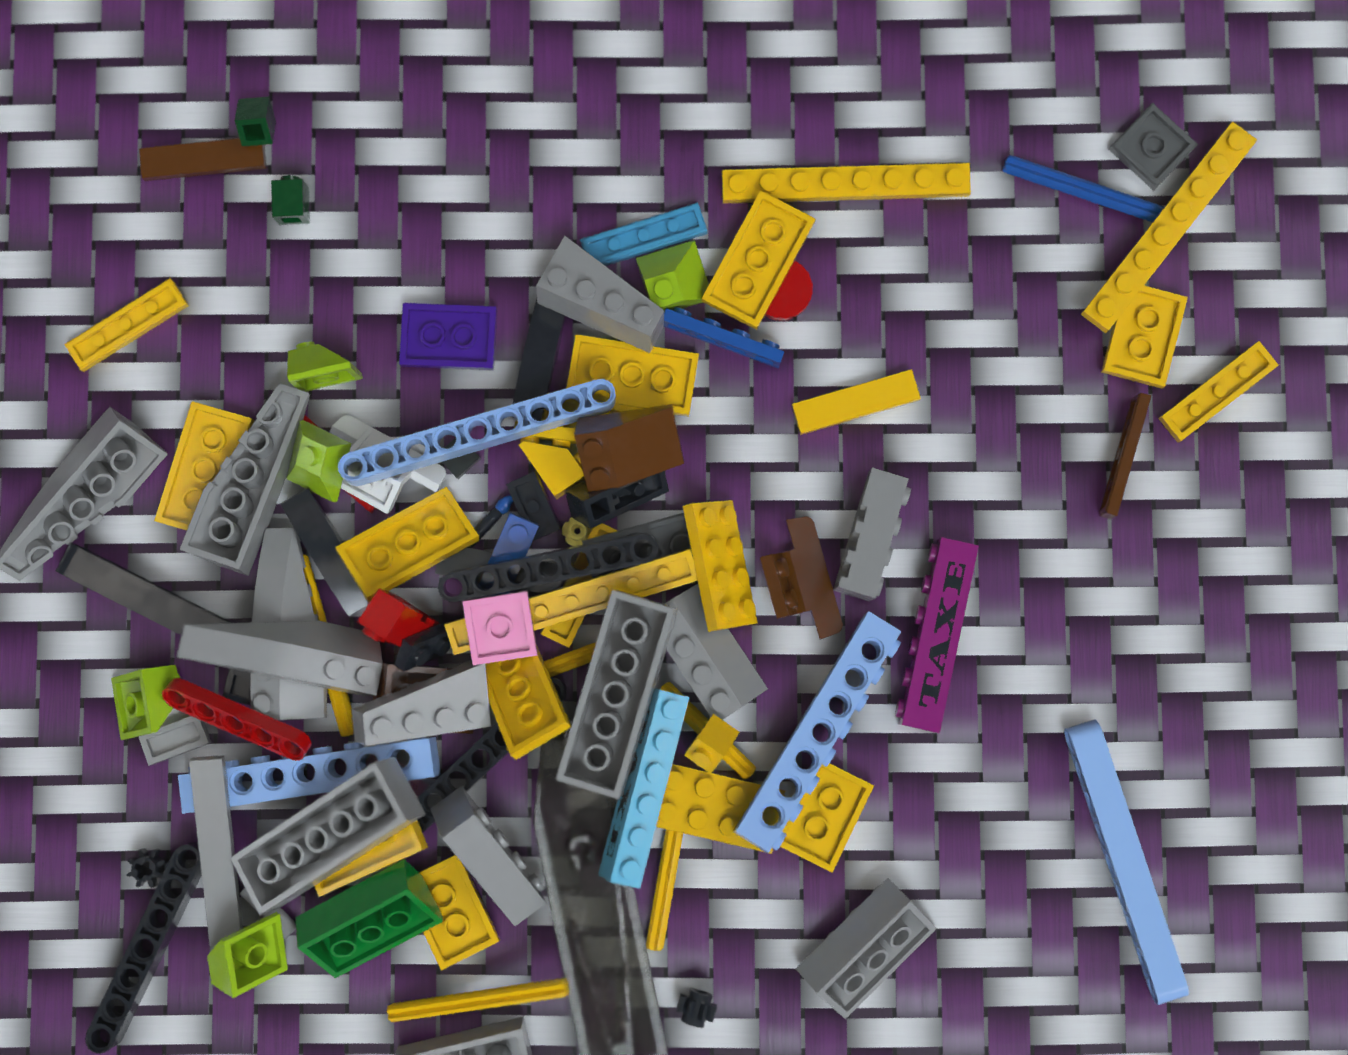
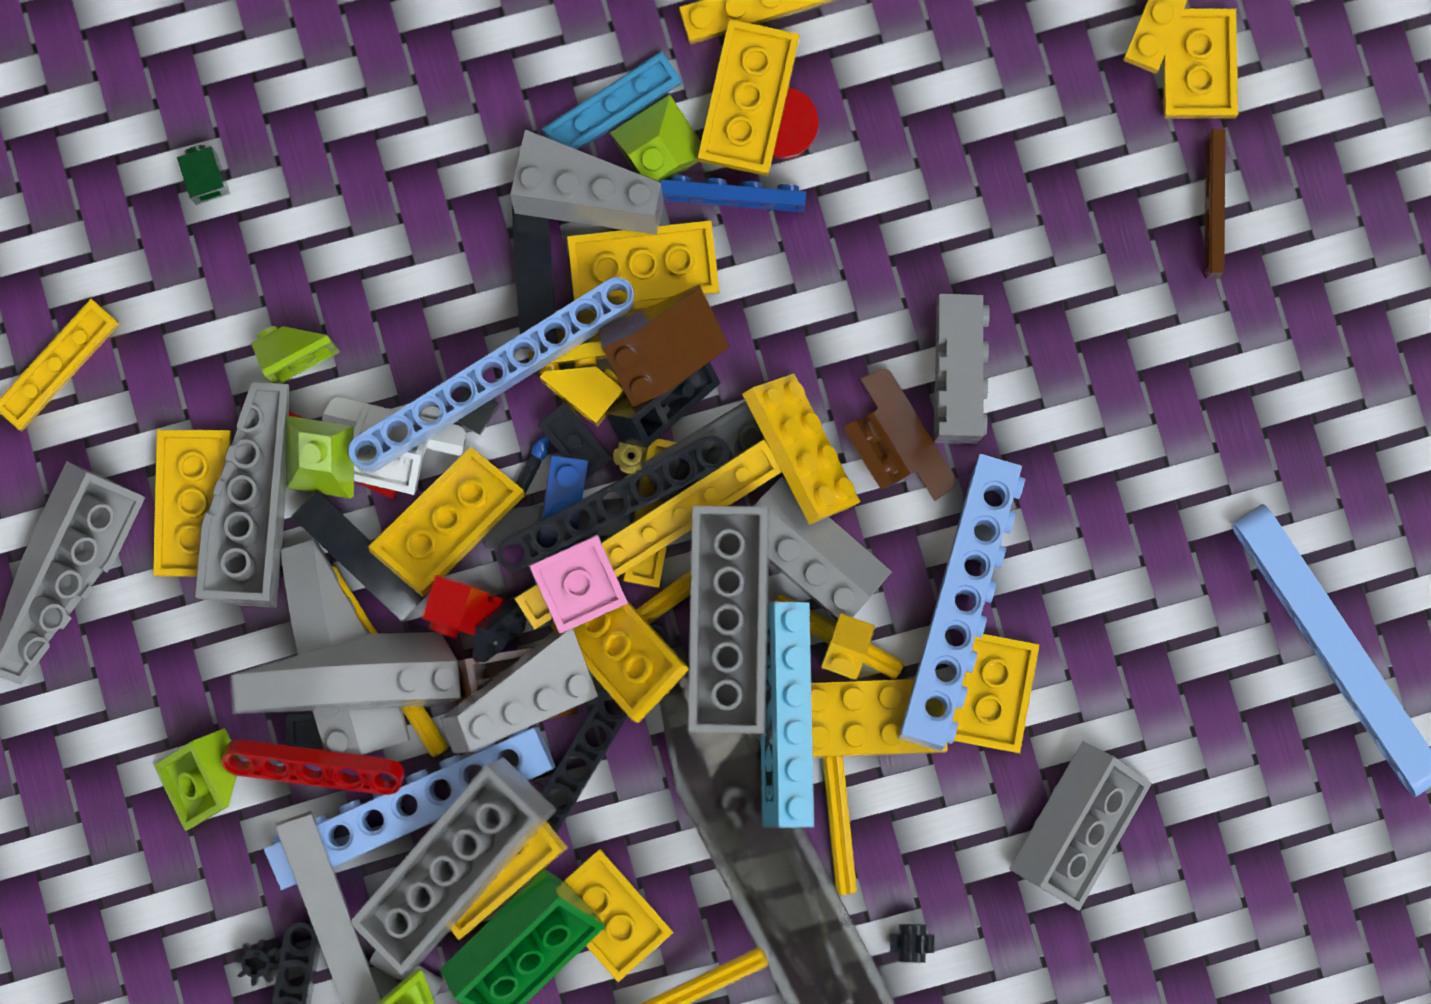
camera: 20 degrees left, 0 degrees up
(132, 590) = (150, 660): black beam -> none
(174, 740) = (246, 813): light grey tile -> none
(200, 159) = (88, 153): reddish brown tile -> none
(255, 121) = (138, 95): dark green brick -> none
(448, 336) = (424, 278): dark purple plate -> none
(487, 856) = (636, 840): light grey wedge -> none
(856, 402) = (901, 226): yellow tile -> none
(938, 634) = (1063, 459): magenta brick -> none
(1218, 391) = (1298, 104): yellow plate -> none

